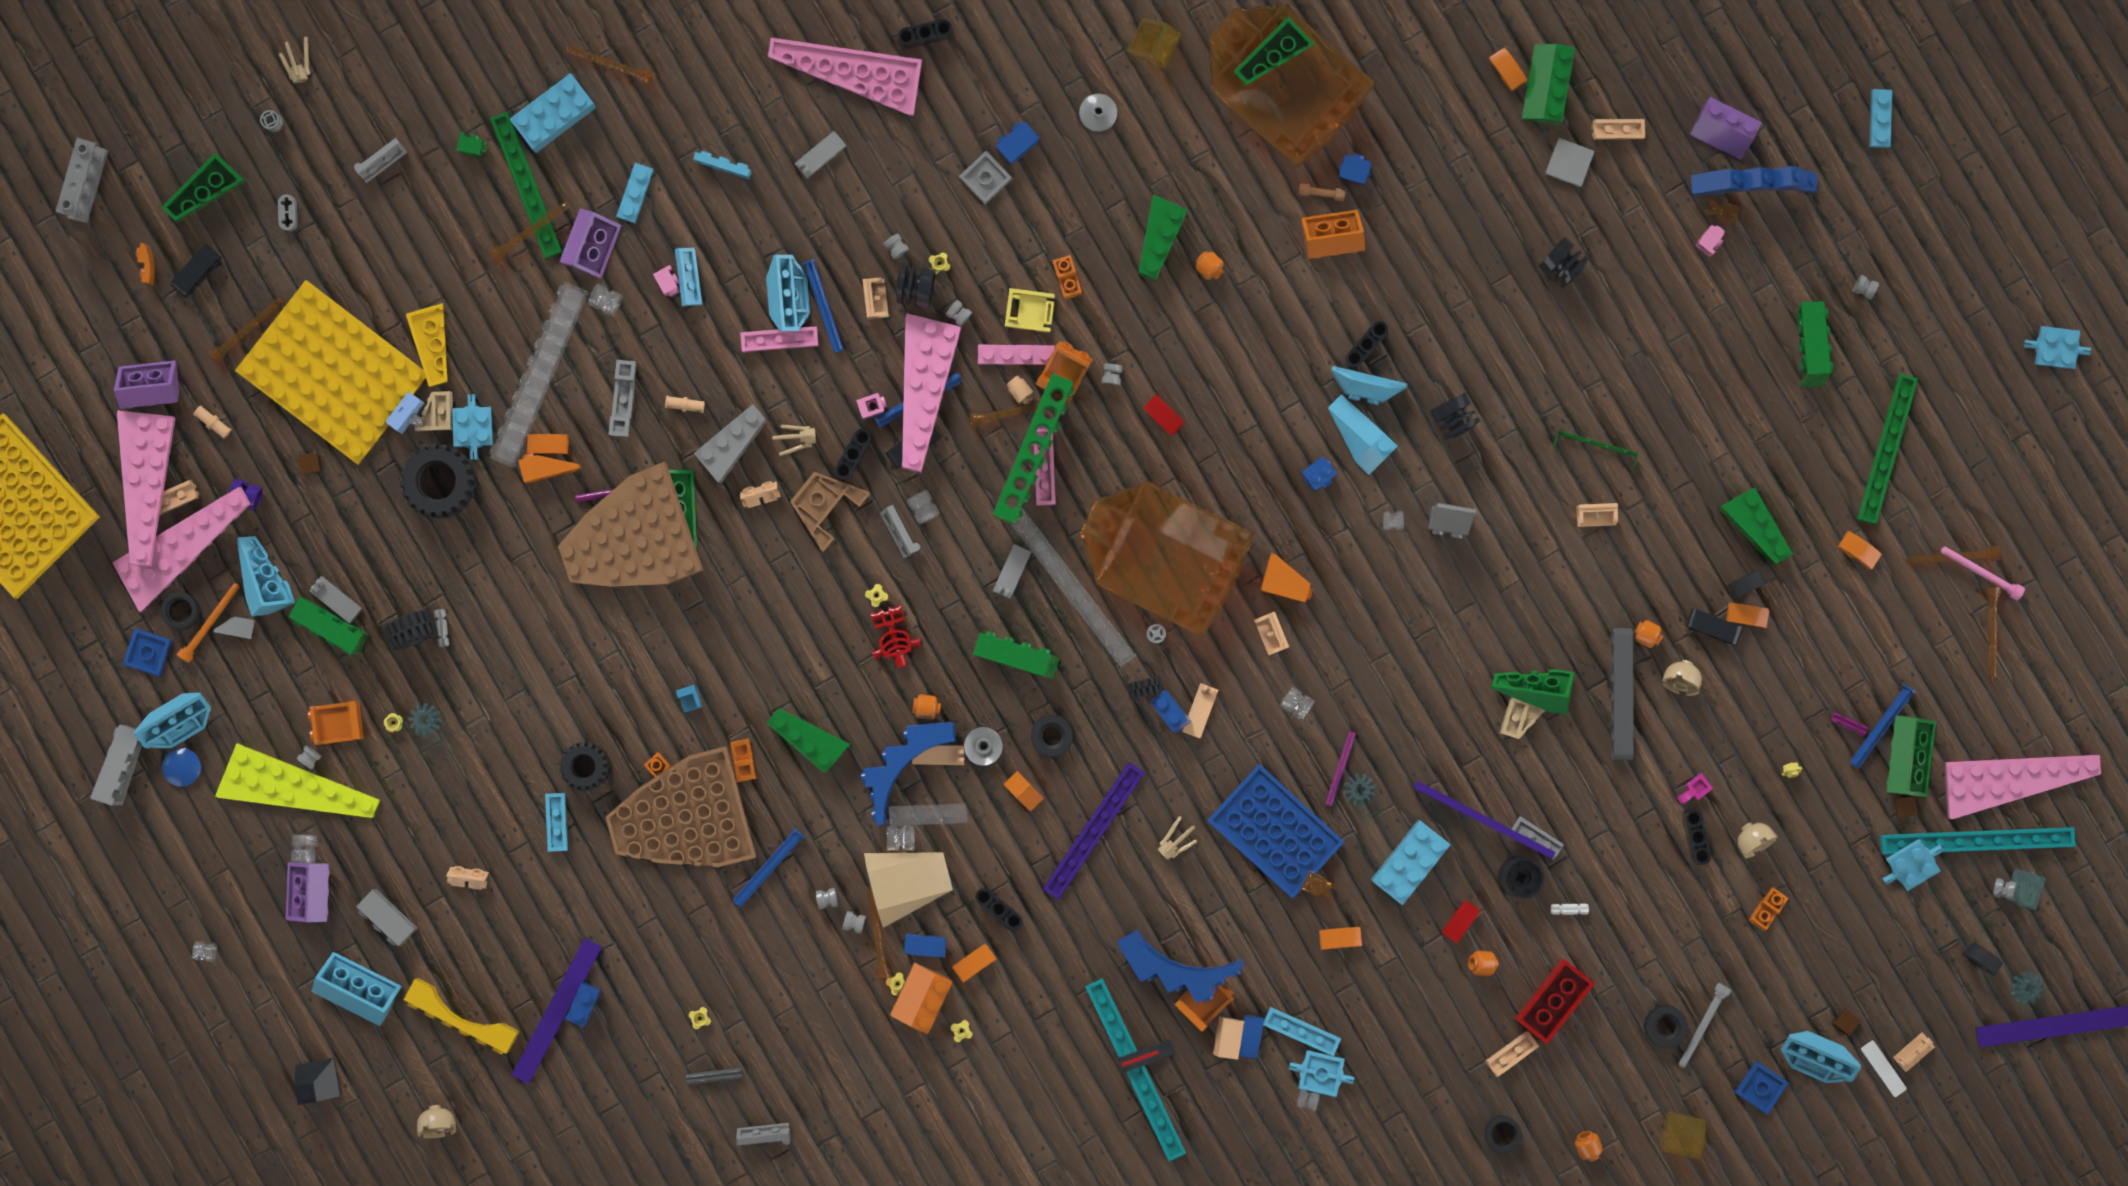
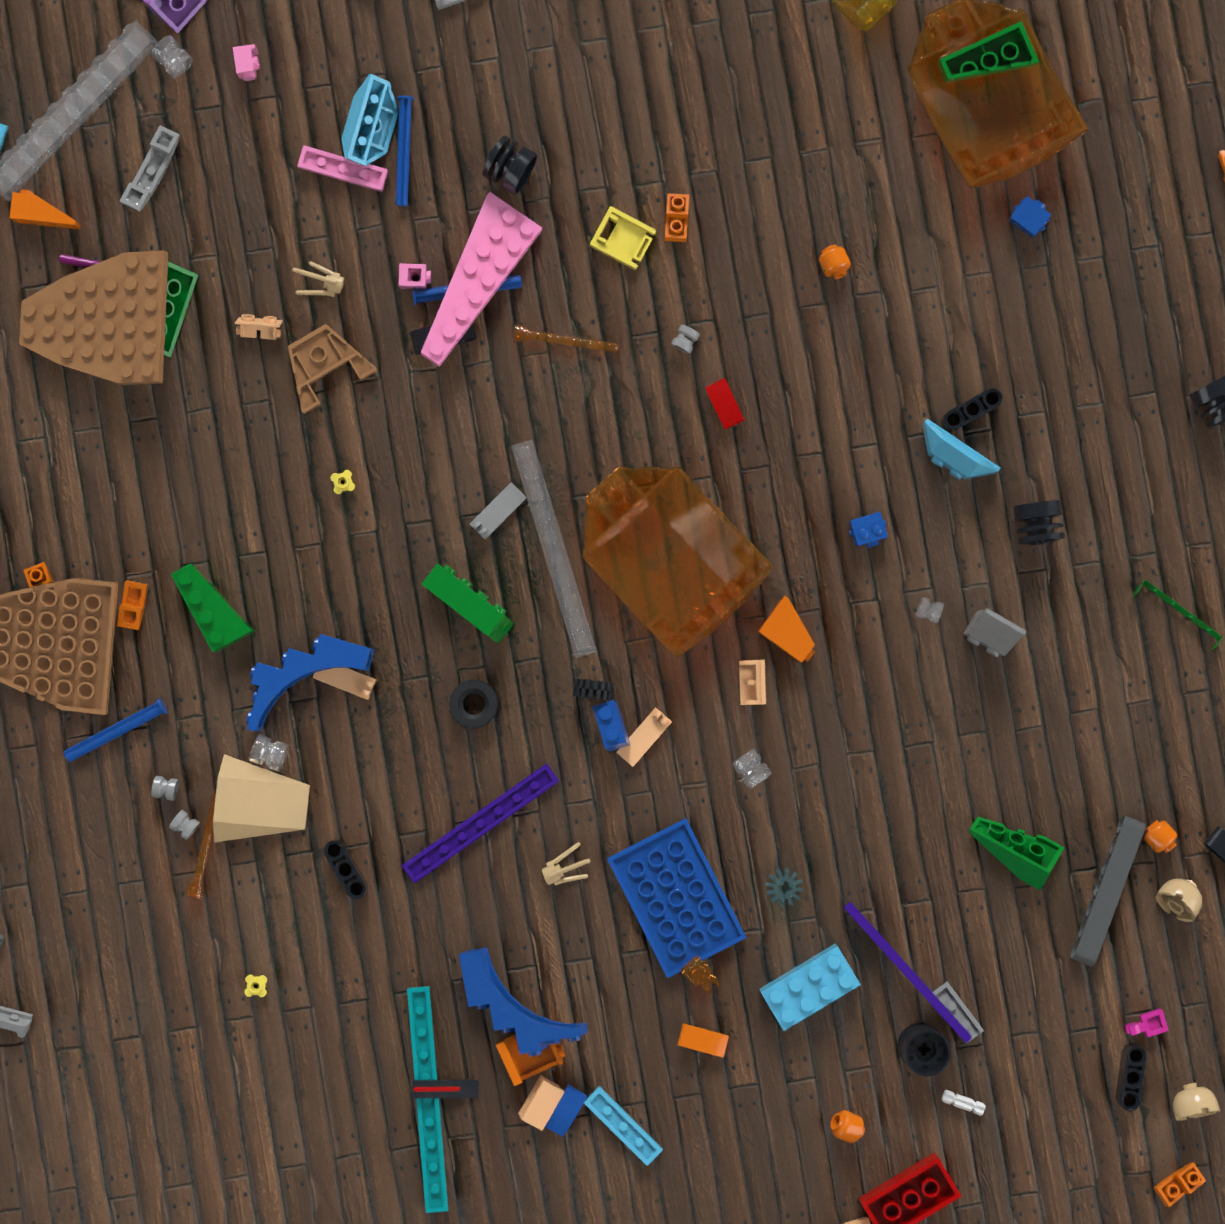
camera: 20 degrees right, 0 degrees up
(547, 443) = (52, 188): orange slope -> none
(684, 404) = (215, 200): light nougat pin -> none
(688, 276) = (270, 65): medium azure plate -> none
(689, 698) = (100, 516): dark azure panel -> none
(730, 443) = (243, 261): light grey wedge -> none
(854, 444) = (371, 331): black beam -> none
(875, 298) = (462, 163): light nougat hinge -> none
(892, 983) = (201, 904): light yellow plate -> none
(896, 246) = (505, 115): light grey wheel -> none
(898, 654) = (342, 554): red piece -> none
(899, 532) = (392, 423): light grey hinge -> none
(921, 998) = (225, 934): orange slope -> none
(923, 507) = (427, 405): clear wheel -> none
(925, 945) = (251, 879): blue slope -> none
(926, 707) = (349, 622): orange head -> none
(928, 814) = (308, 738): clear brick -> none
(939, 258) = (549, 146): light yellow plate -> none
(960, 317) = (545, 212): light grey wheel -> none
(973, 742) = (383, 687): light grey dish -> none
(974, 963) = (297, 917): orange slope -> none
(985, 177) = (629, 79): light grey tile -> none
(1014, 354) = (590, 280): bright pink plate -> none
(1017, 142) = (677, 53): blue brick -> none
(1020, 390) = (580, 320): light nougat brick -> none
(1023, 791) = (421, 752): orange slope -> none
(1045, 483) = (575, 411): bright pink plate -> none
(1055, 384) = (620, 326): green brick -> none
(1066, 363) = (635, 316): orange panel -> none
(1094, 121) = (772, 64): light grey dish -> none
(1158, 633) = (627, 636): light grey wheel -> none
(1162, 228) = (798, 203): green wedge -> none
(1311, 1098) = (605, 1206): clear wheel -> none
(1321, 1073) = (627, 1179): medium azure plate -> none
(1333, 234) = (980, 278): orange slope -> none
(1338, 194) = (968, 220): medium nougat bar -> none
(1340, 768) = (772, 856): magenta bar -> none
(1364, 439) = (930, 508): medium azure wedge -> none
(1460, 921) = (840, 1072): red slope -> none
(1519, 718) = (986, 874): tan wing -> none
(1597, 514) = (1152, 686): light nougat hinge -> none

